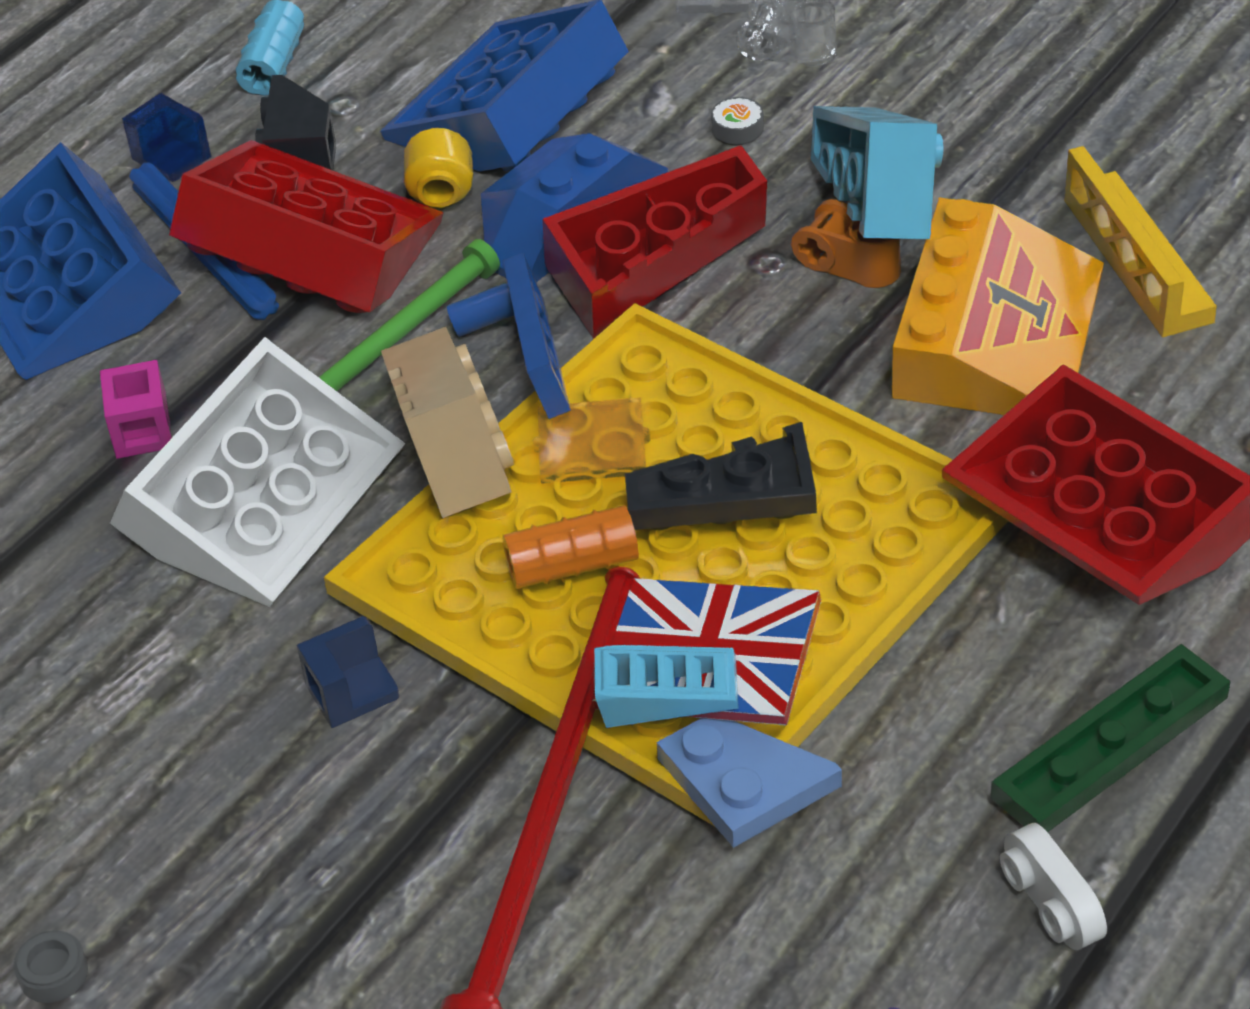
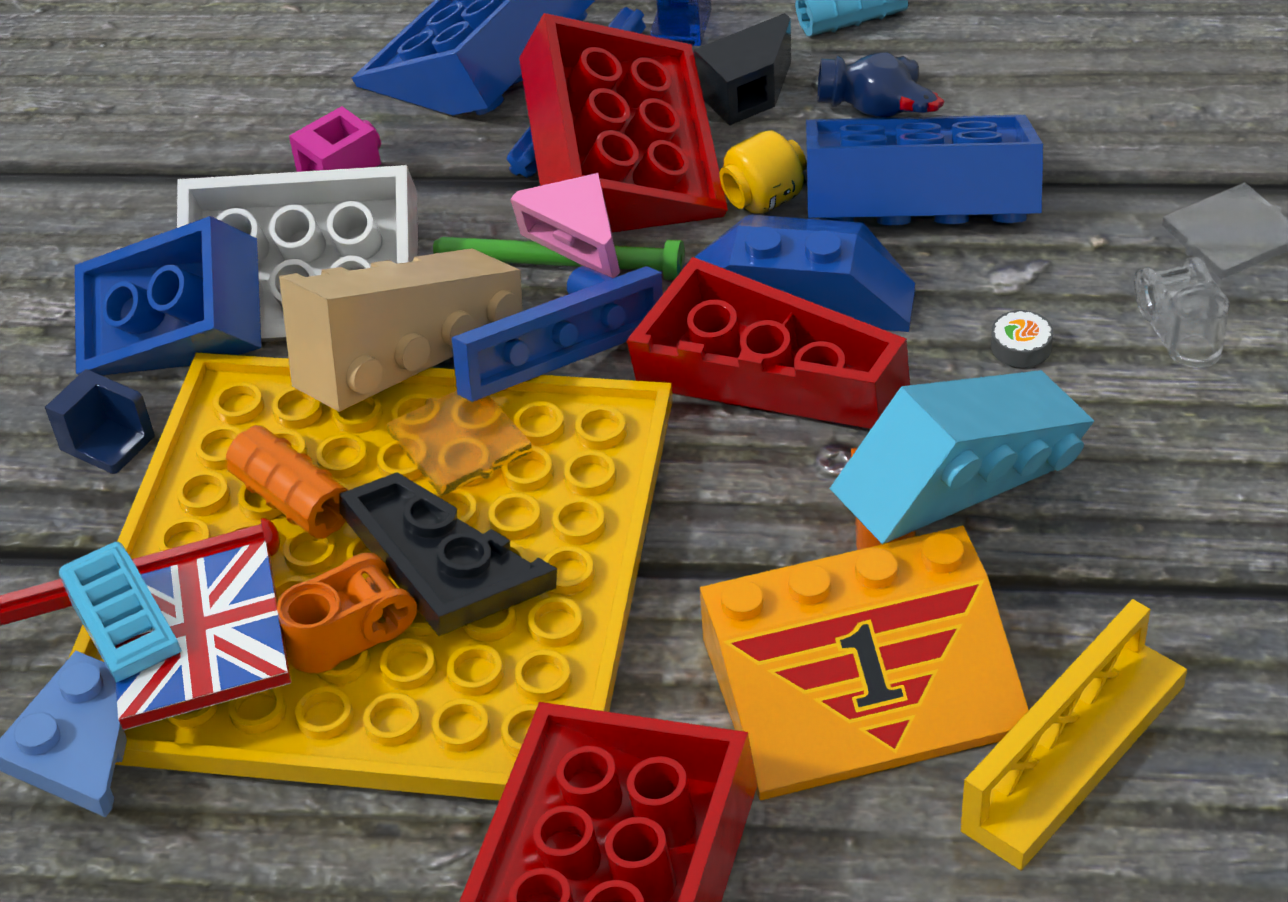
camera: 60 degrees right, 0 degrees up
(249, 571) = (168, 300): none -> blue slope
(394, 74) = (876, 85): none -> dark blue animal
(415, 280) = (570, 221): none -> bright pink slope
(752, 547) = (341, 612): none -> orange piece

